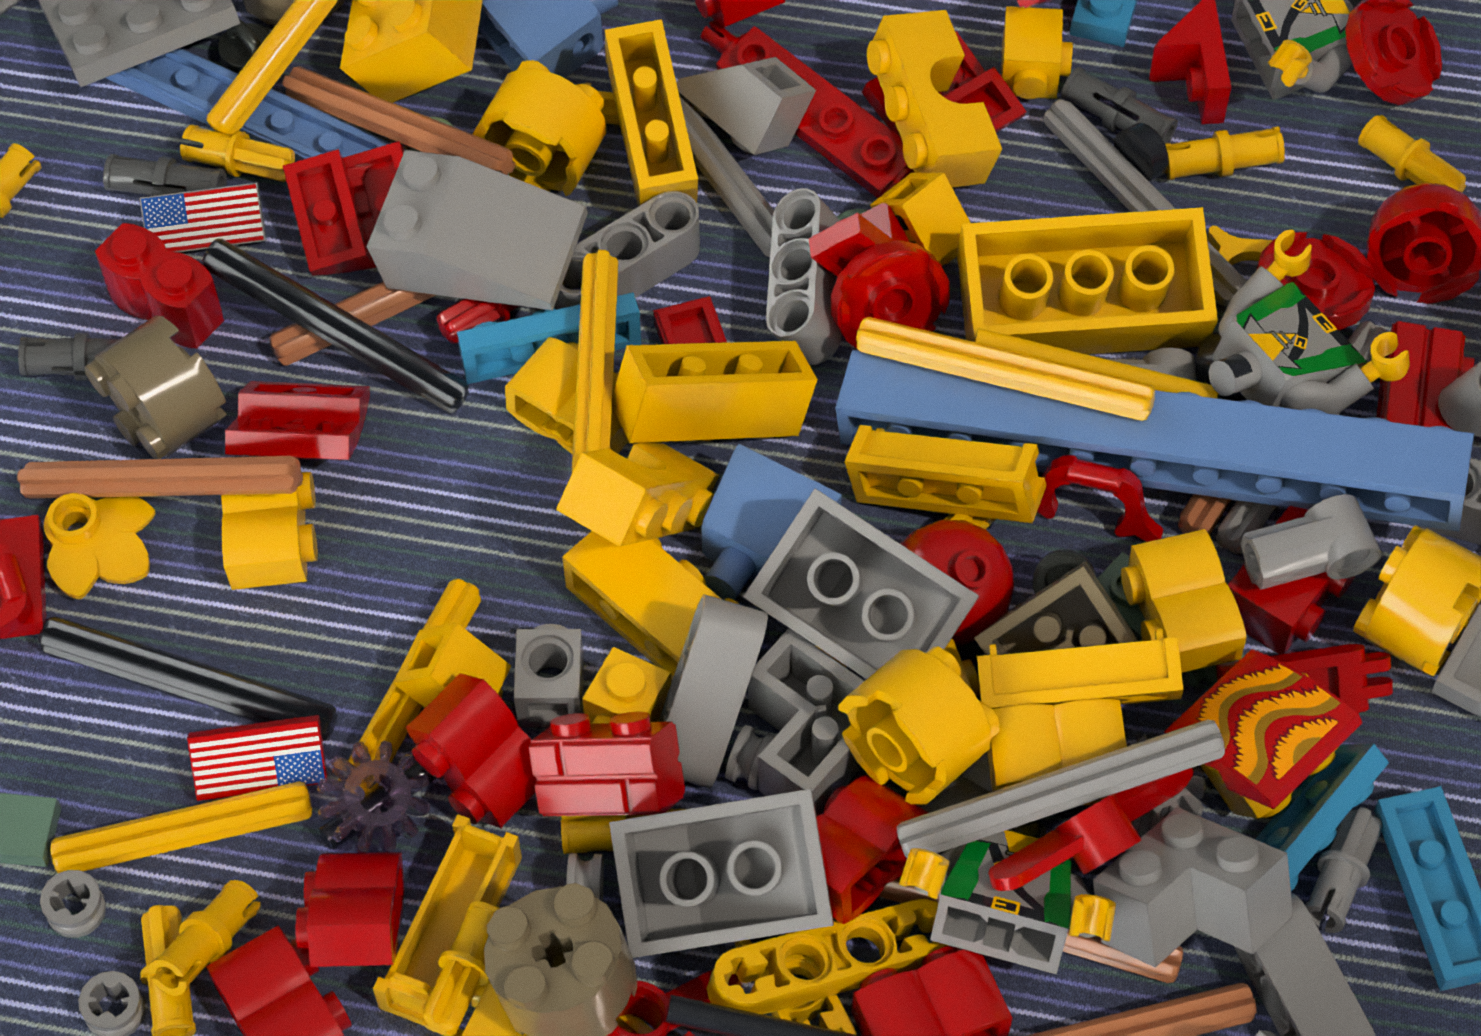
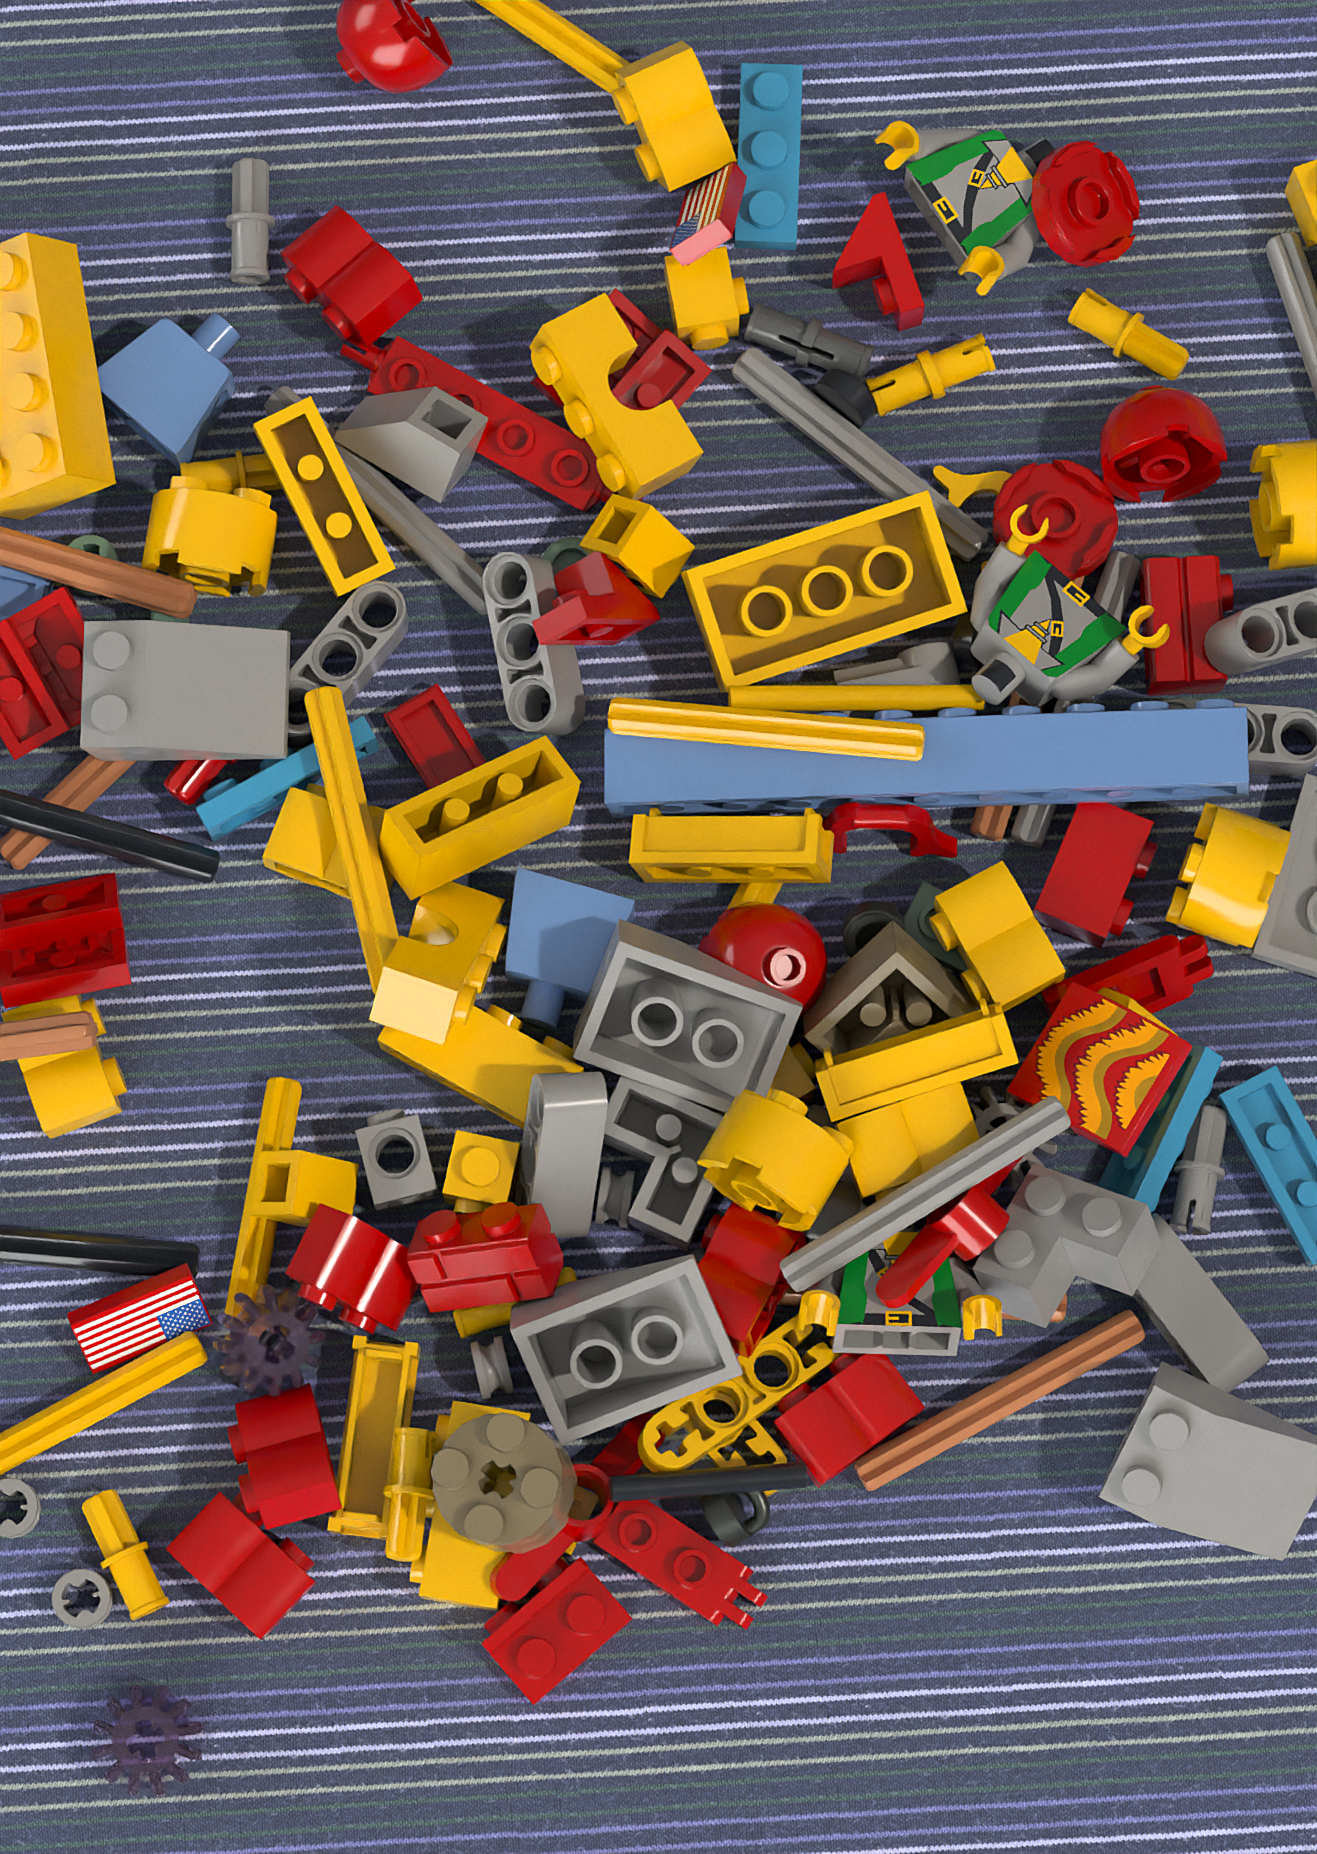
camera: 15 degrees left, 20 degrees up
(204, 937) = (153, 1518): yellow pin -> none
(892, 284) = (628, 655): red tile -> none
(1327, 539) = (1122, 845): light grey piece -> none

